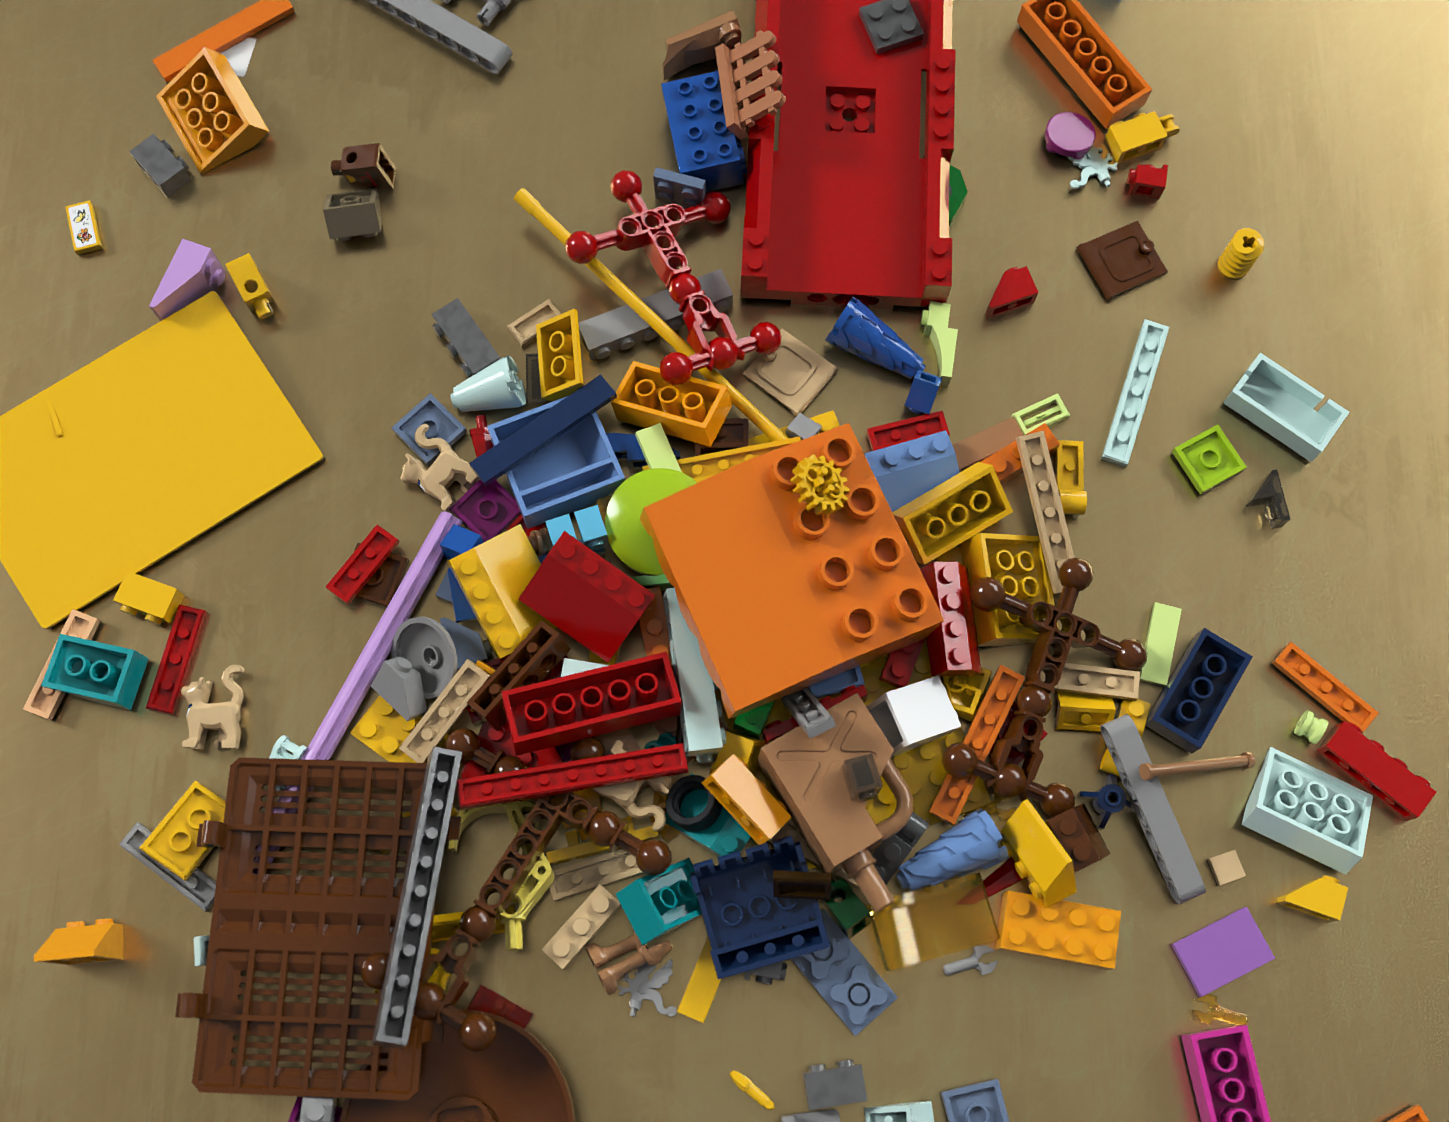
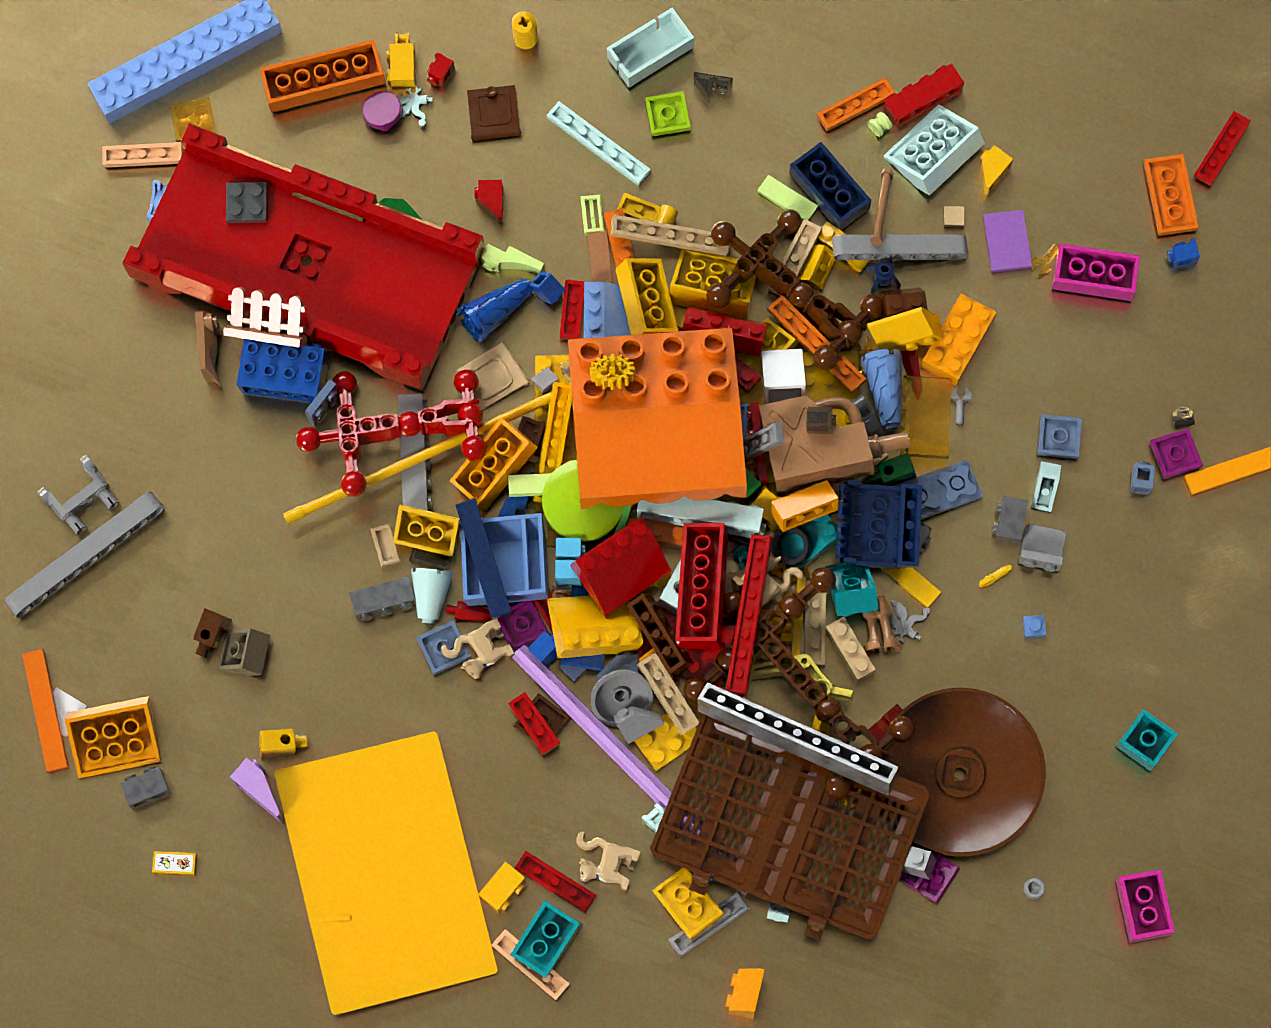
camera: 65 degrees left, 0 degrees up
(802, 885) = (874, 489): dark brown tile -> none

